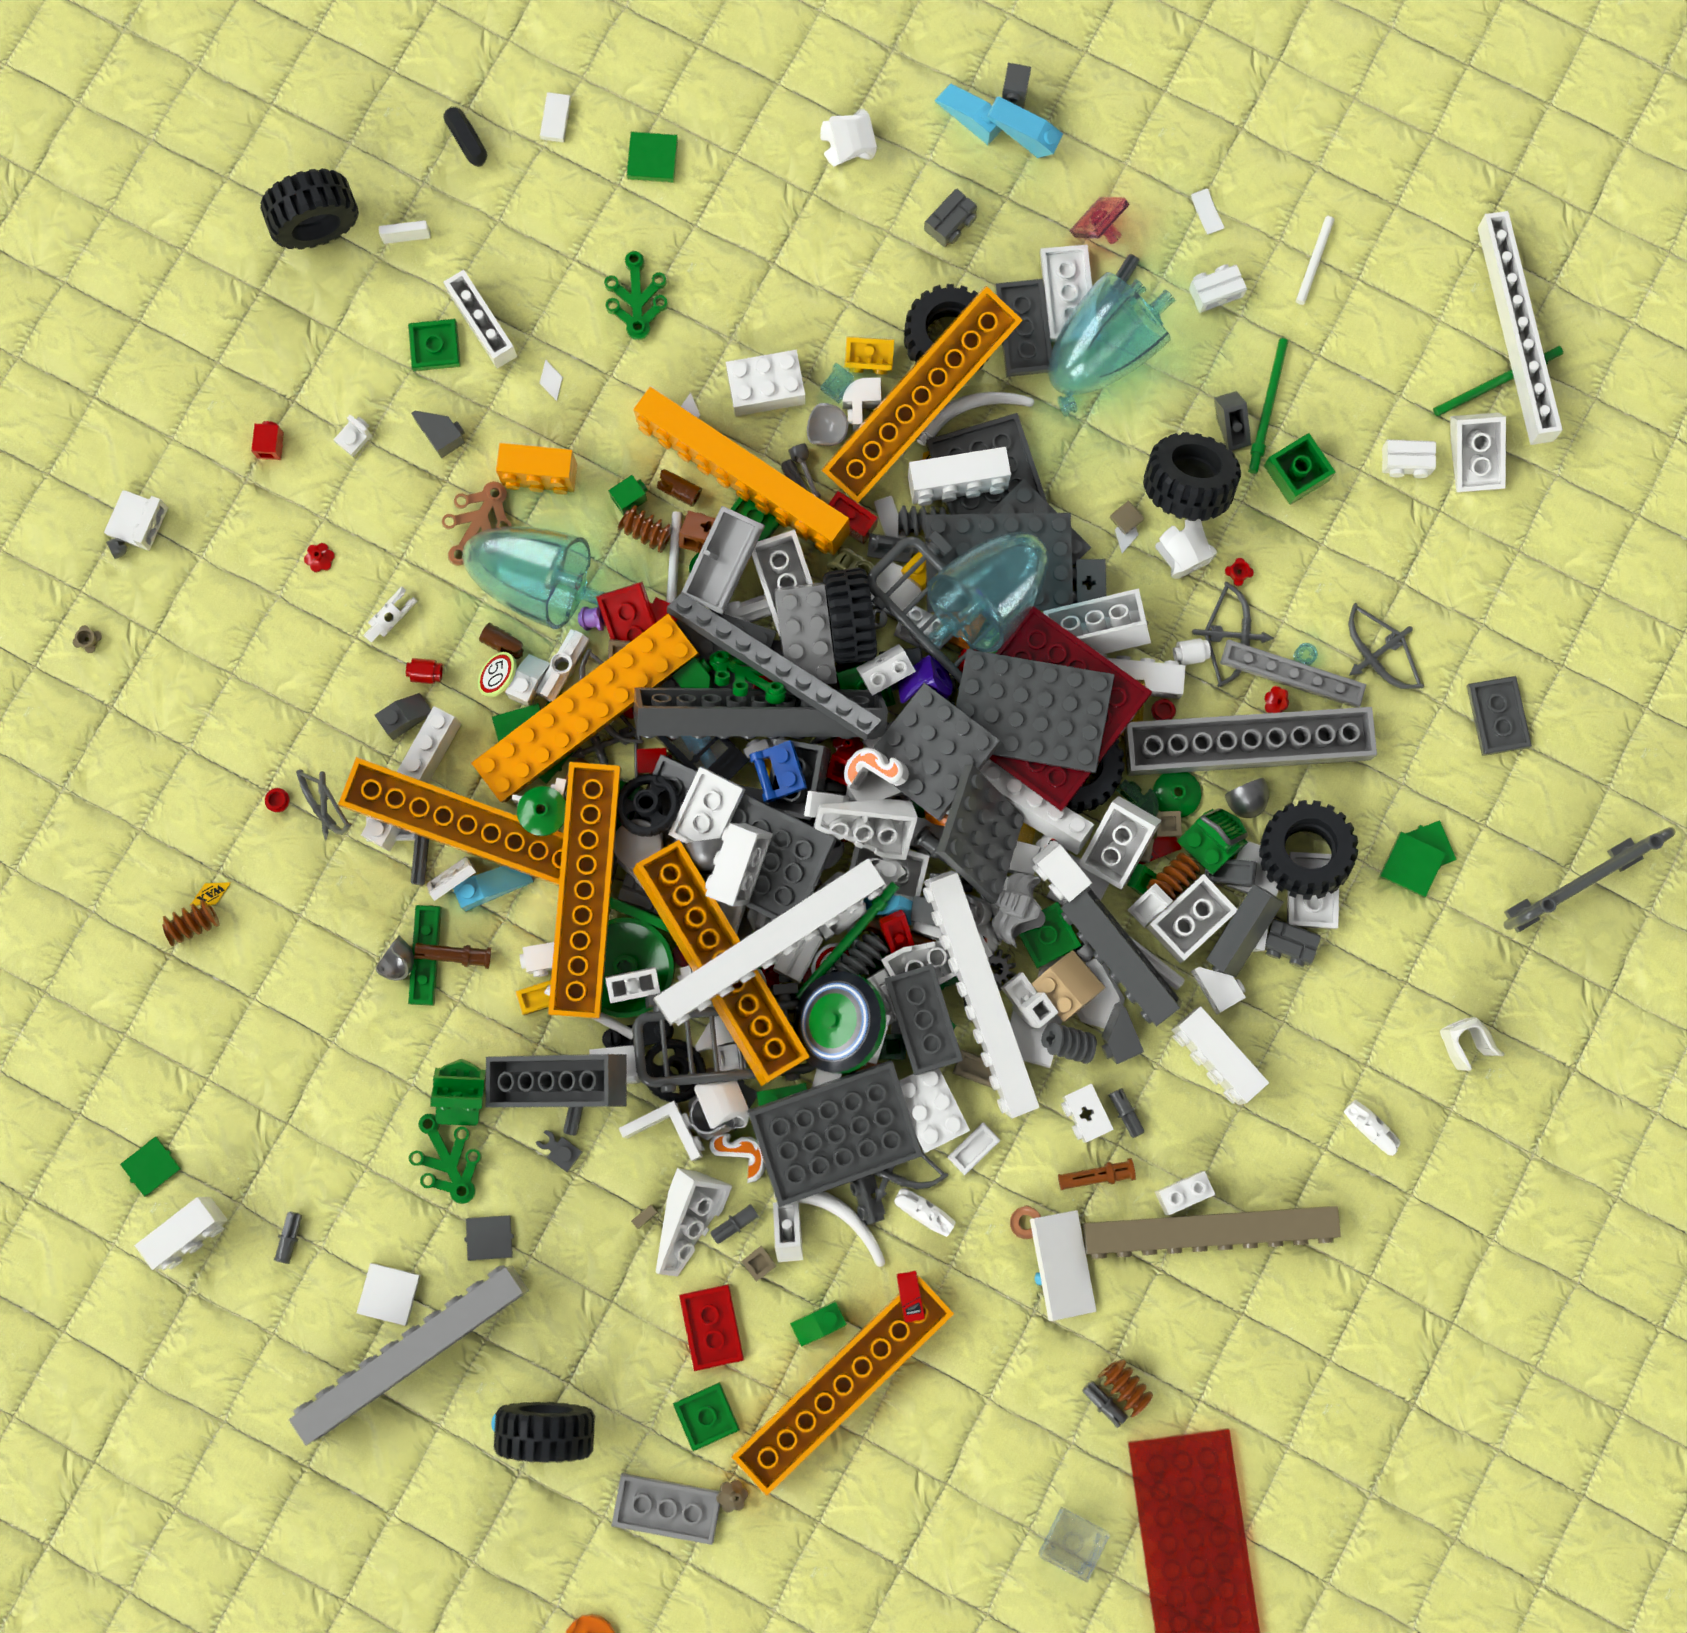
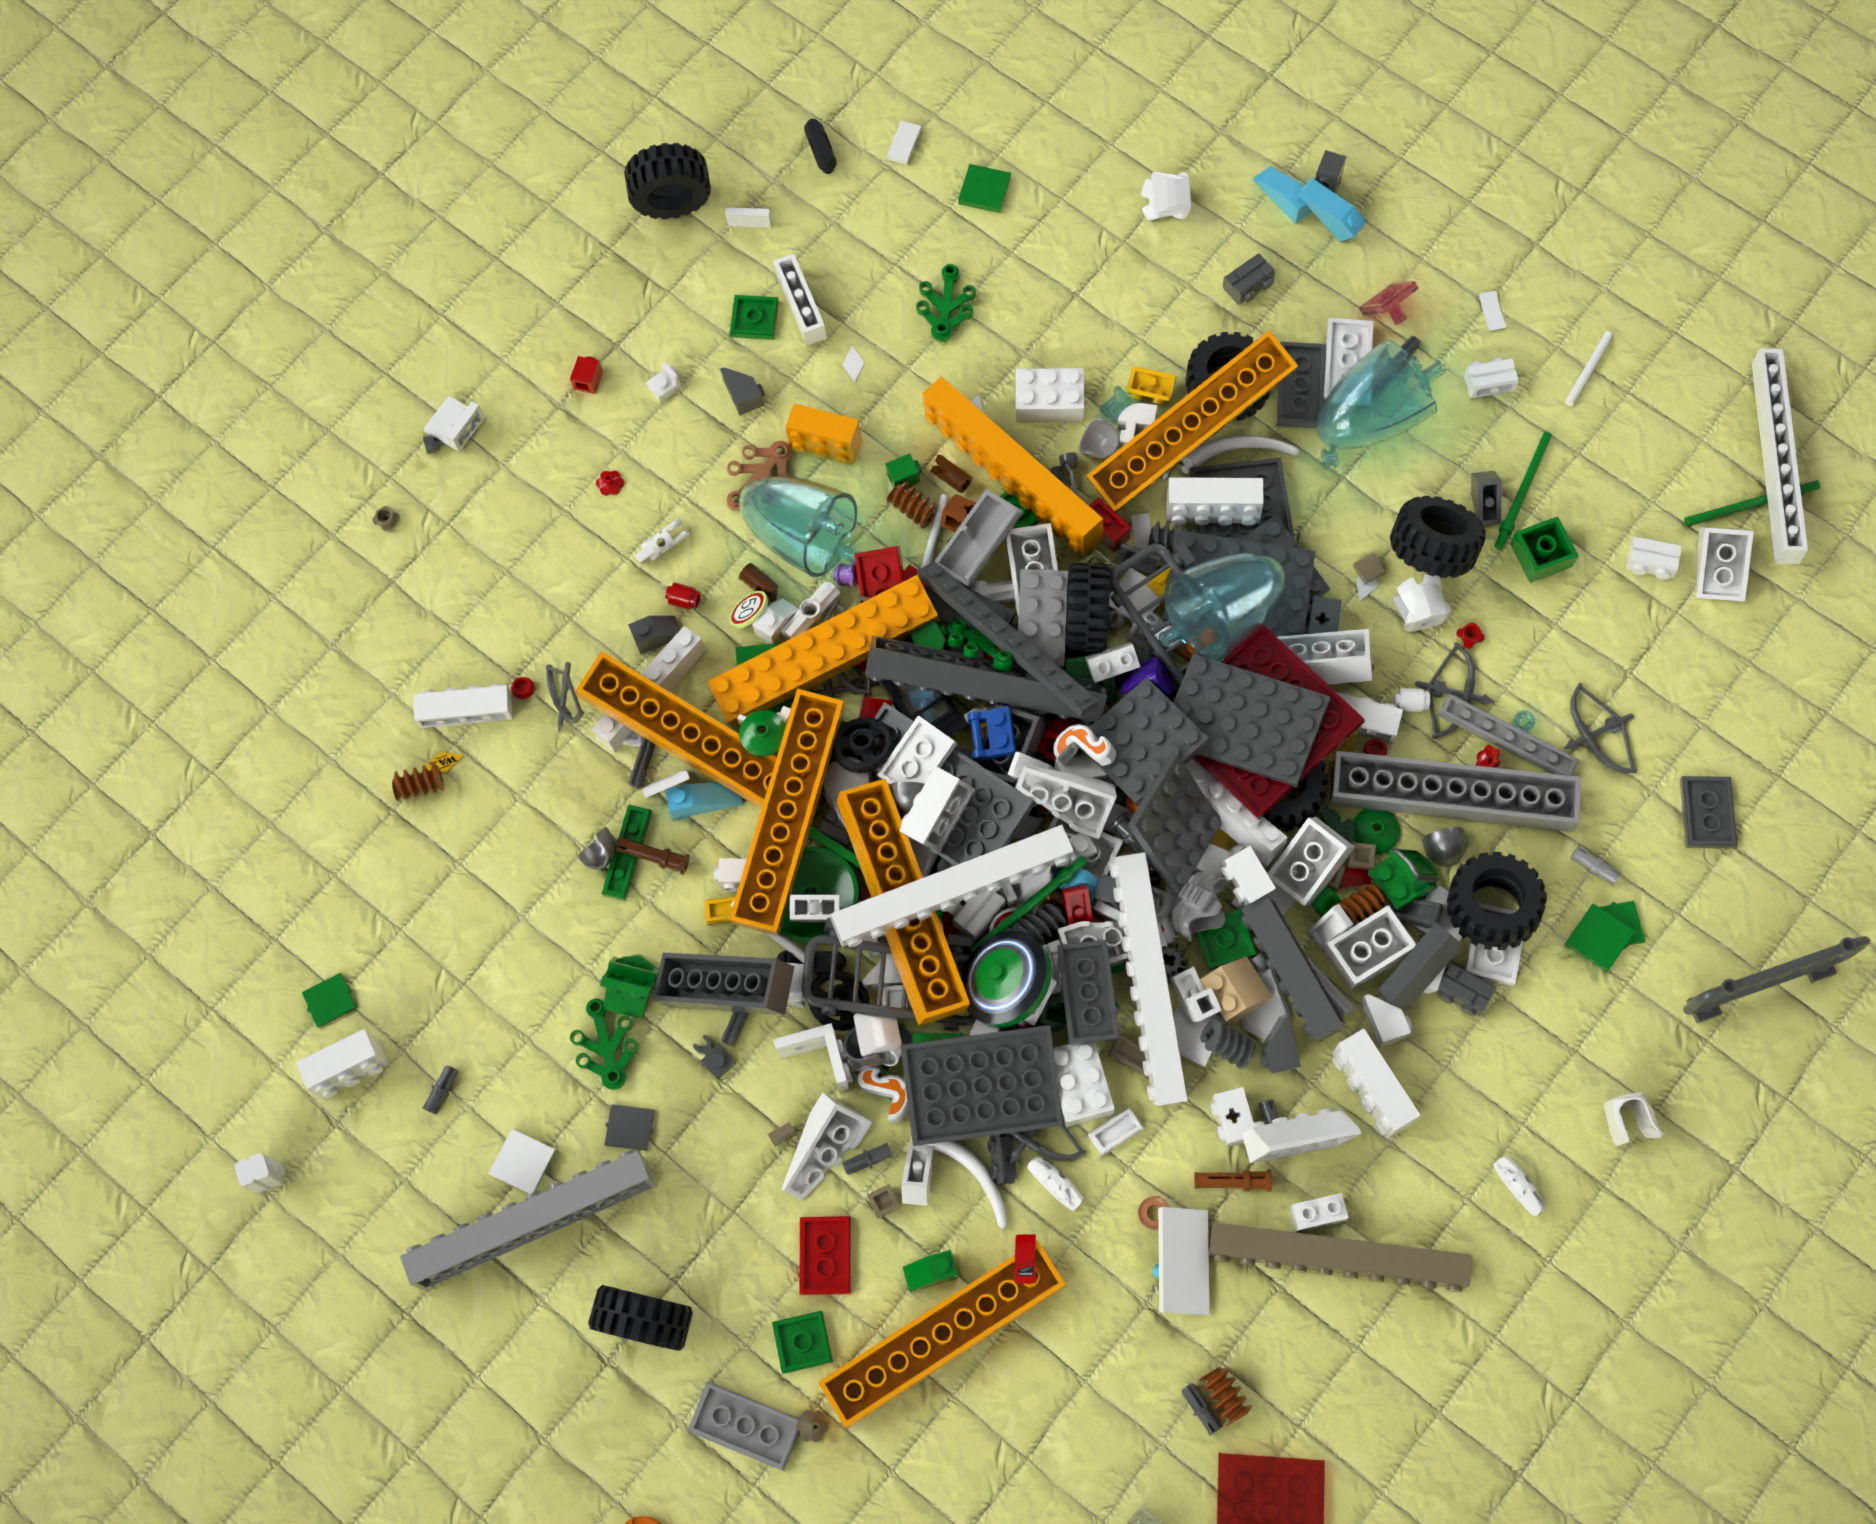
camera: 20 degrees right, 10 degrees down
(123, 1360) = (260, 1173): none -> white brick
(219, 831) = (463, 706): none -> white brick
(1153, 1122) = (1298, 1135): none -> white slope
(1397, 791) = (1595, 865): none -> light grey pin

